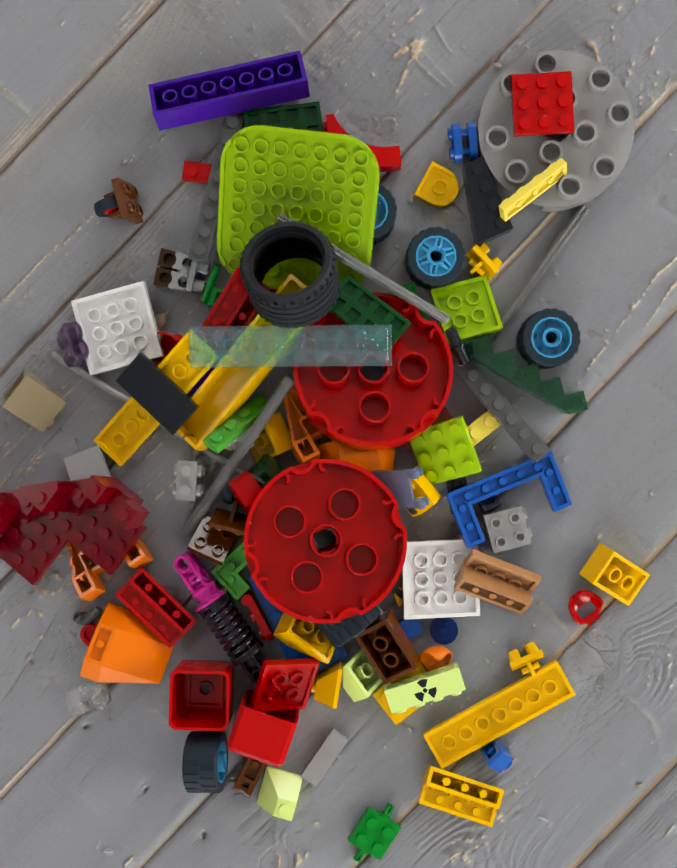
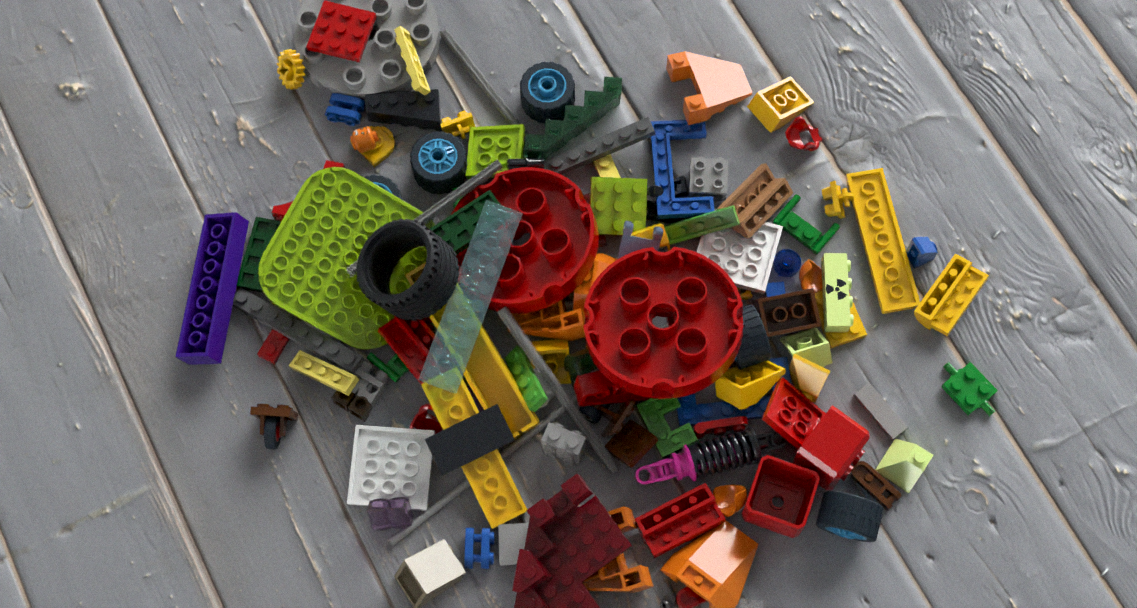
camera: 70 degrees left, 20 degrees down
(82, 438) = (486, 557): none -> blue brick
(182, 231) = (324, 372): none -> light yellow plate
(193, 645) = (730, 498): none -> orange helmet
(433, 174) = (364, 139): none -> orange head
(451, 539) = (702, 225): none -> bright green plate
(470, 483) = (654, 191): none -> black piece
(484, 633) = (801, 229): none -> green plate
(487, 69) = (290, 69): none -> yellow gear
(619, 503) = (715, 81): none -> wedge

